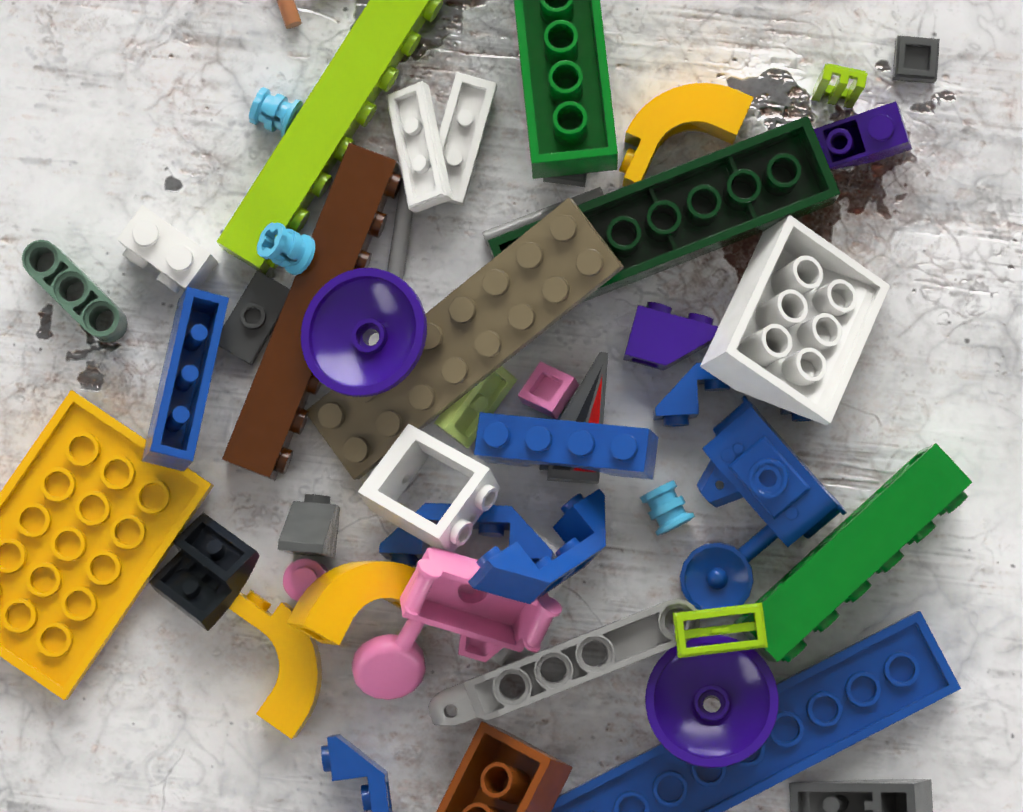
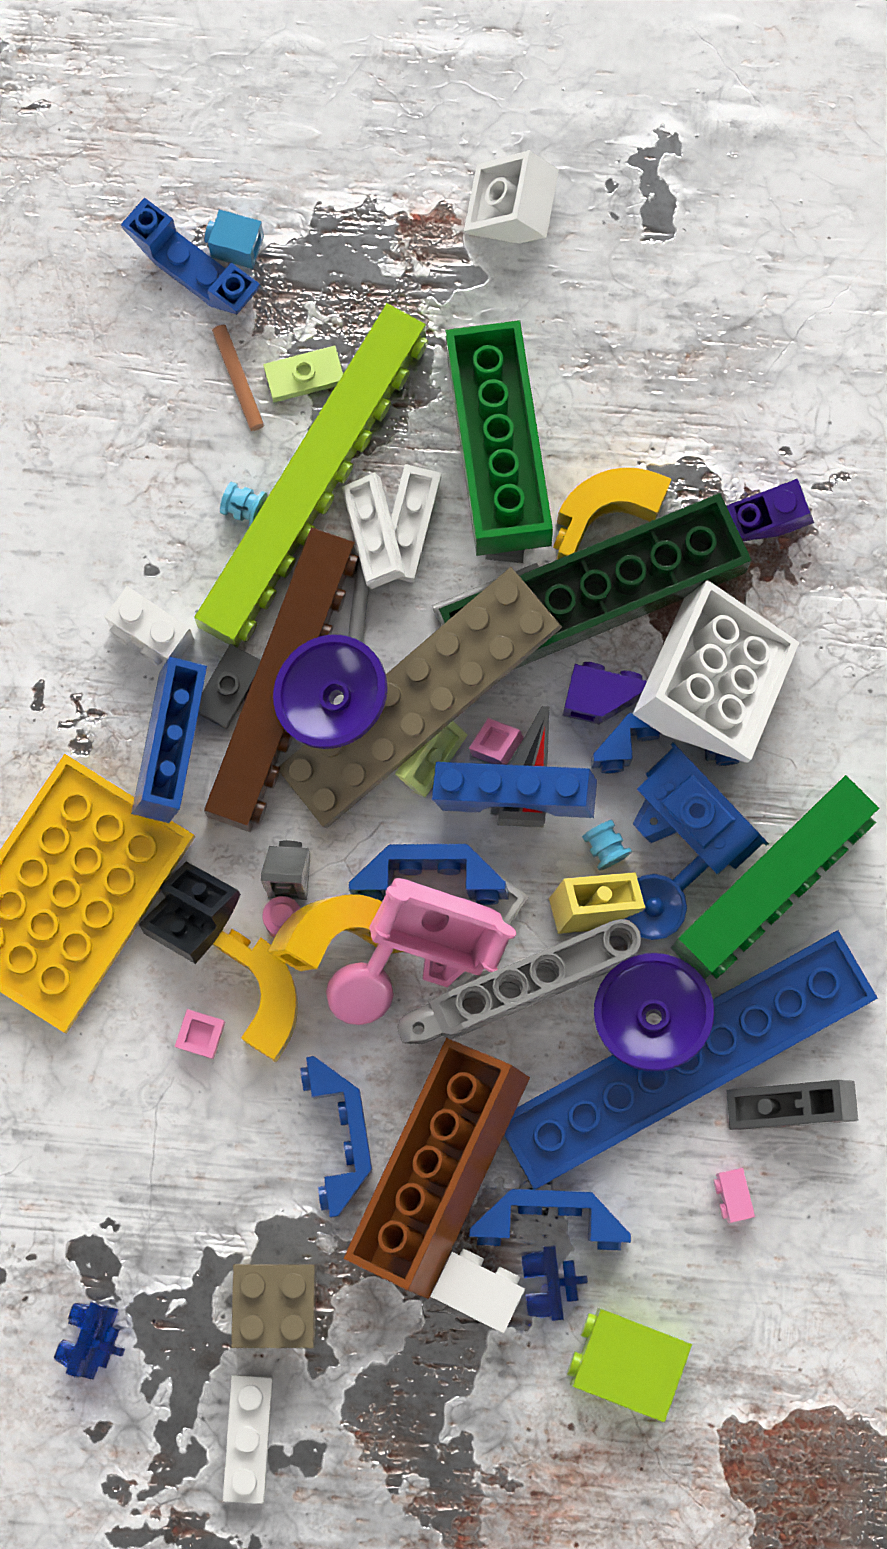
camera: 10 degrees left, 5 degrees down
(57, 281) = (57, 650): sand green beam -> none
(213, 705) = (200, 1034): none -> bright pink plate
(286, 248) = (258, 620): medium azure bush -> none
(400, 467) = (367, 810): white window -> none
(517, 577) = (476, 902): blue slope -> none
(652, 572) = (595, 900): none -> light yellow slope
(681, 634) = (625, 950): lime tile -> none
(839, 90) = (745, 473): lime tile -> none
(916, 59) = (814, 444): dark grey tile -> none

